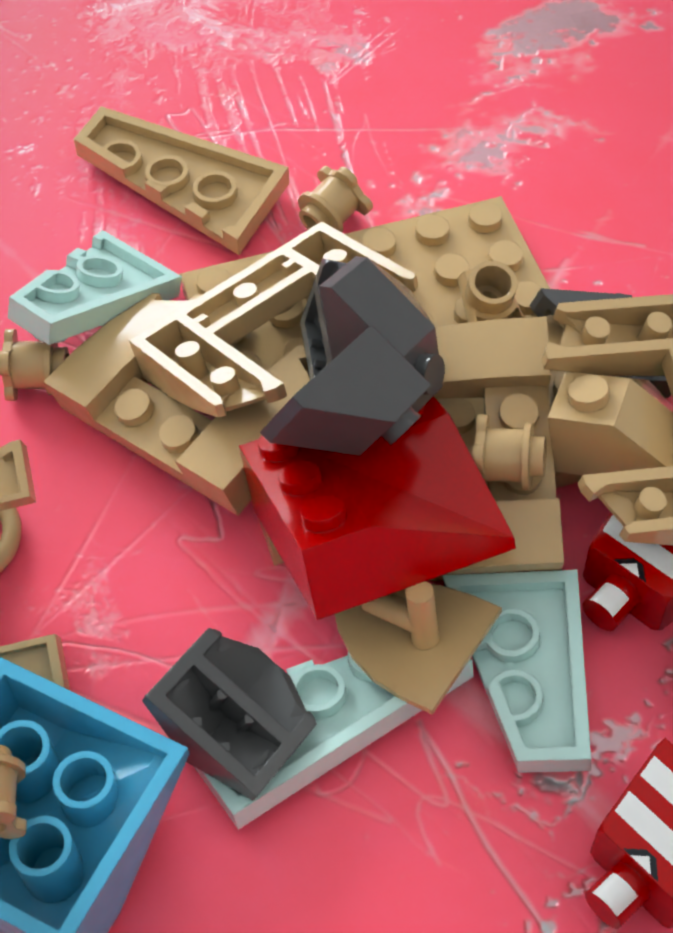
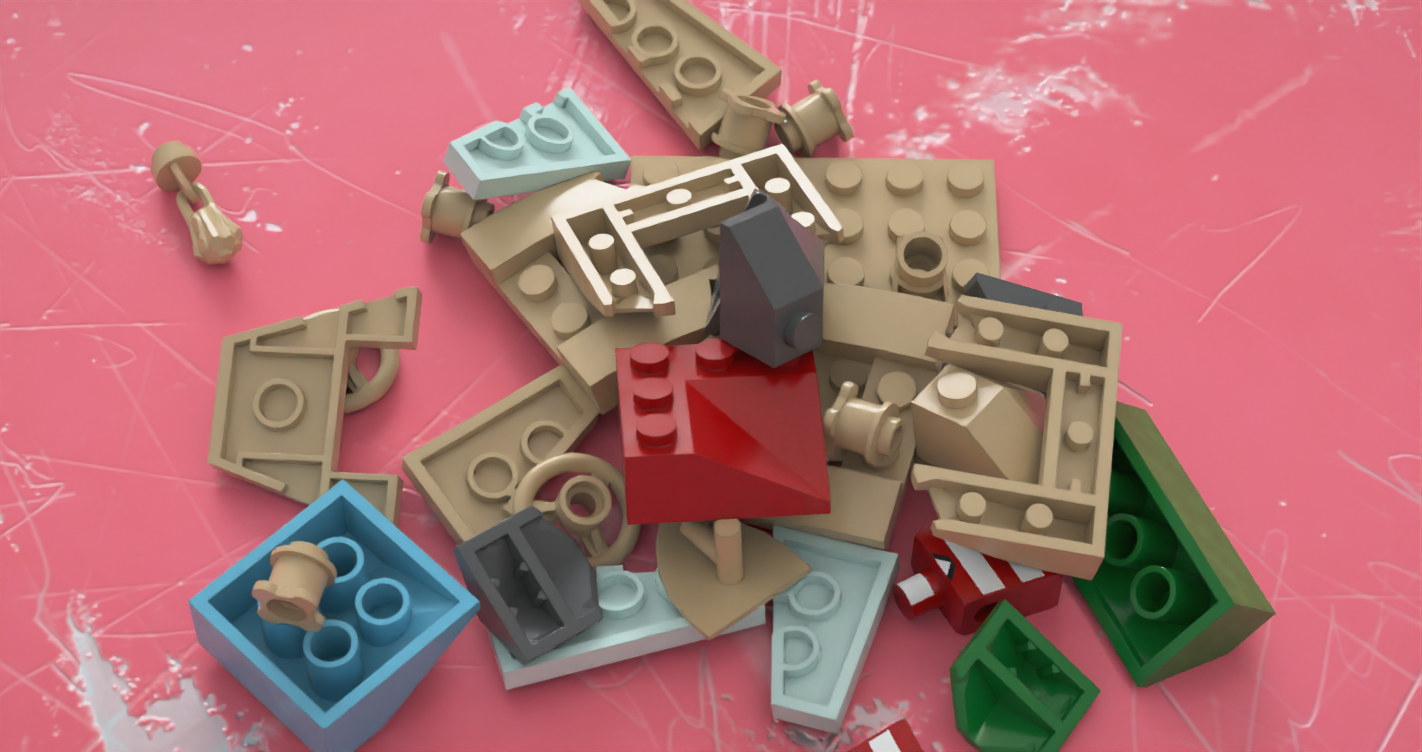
camera: 15 degrees right, 0 degrees up
(151, 587) = (478, 465): none -> tan wing
(258, 595) = (586, 491): none -> tan piece
(274, 220) = (745, 124): none -> tan brick
(352, 400) = (716, 335): dark grey slope -> none

